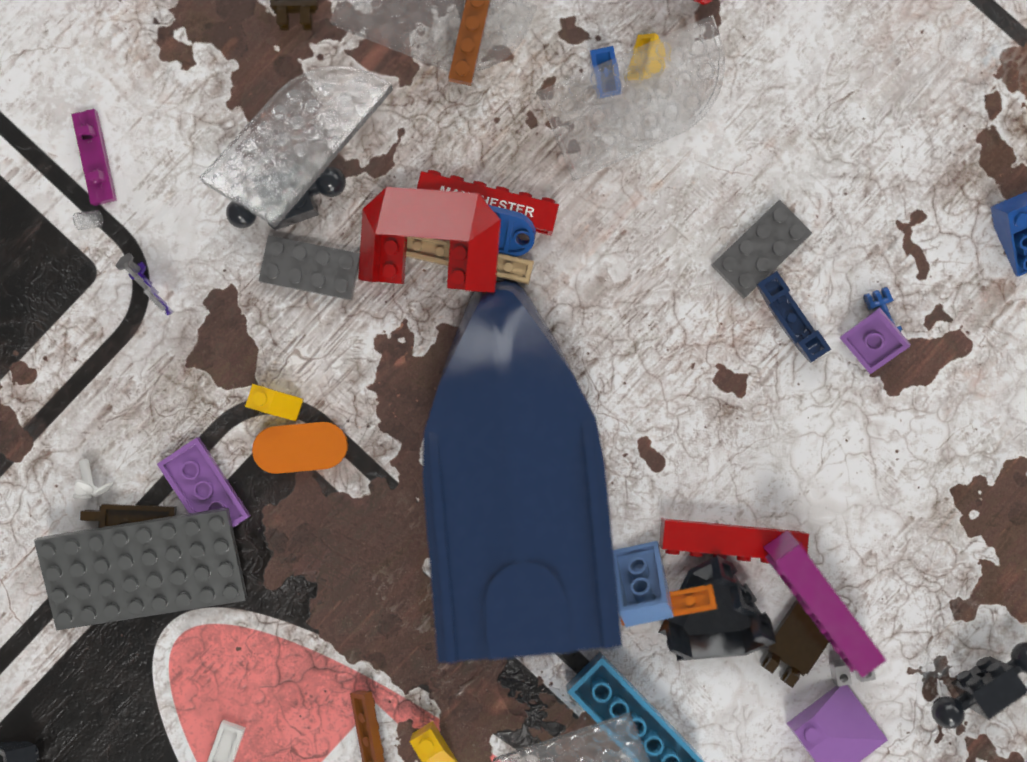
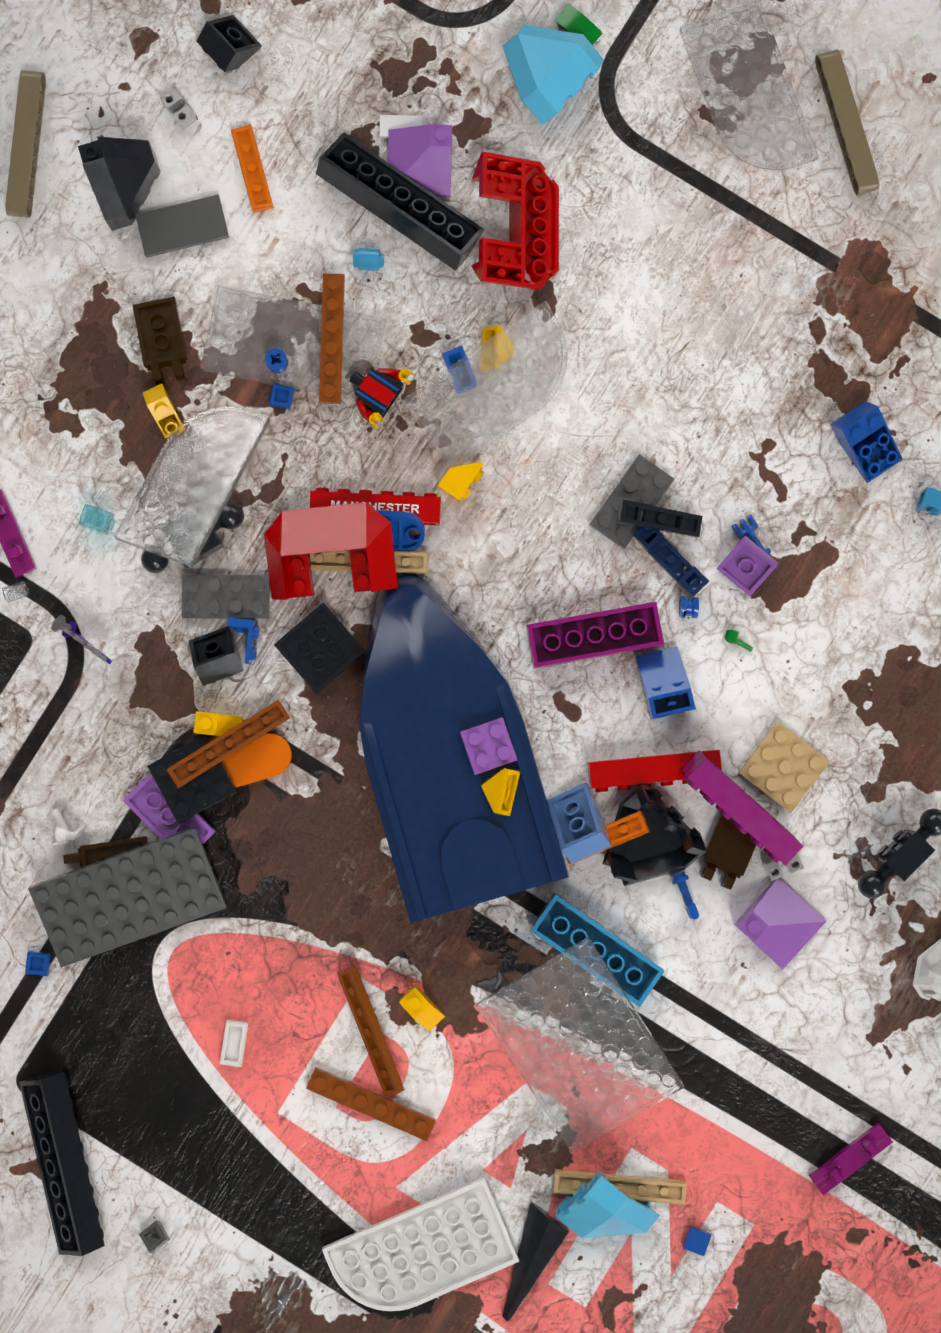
camera: 15 degrees left, 0 degrees up
(33, 621) = (38, 963): none -> blue tile
(188, 159) = (97, 519): none -> clear light blue brick
(234, 455) = (197, 794): none -> black plate
(279, 426) = (227, 744): none -> dark orange plate
(280, 56) = (162, 409): none -> yellow slope
(286, 329) = (215, 656): none -> black slope
(320, 301) = (241, 626): none -> blue bracket
(399, 341) = (319, 648): none -> black plate
(410, 67) = (281, 396): none -> blue tile
(414, 31) = (280, 363): none -> blue wheel
(514, 80) = (378, 391): none -> torso
(561, 484) = (488, 746): none -> medium lavender plate
(566, 537) = (501, 791): none -> yellow slope
(582, 190) = (459, 479): none -> yellow slope
(697, 383) = (594, 635): none -> magenta brick
(744, 698) = (690, 906): none -> blue hinge
(762, 450) = (665, 683): none -> blue slope
(790, 271) = (659, 518): none -> black hinge
(802, 373) = (688, 607): none -> blue wheel
(842, 413) = (732, 637): none -> green hand
(872, 564) = (783, 767): none -> tan plate

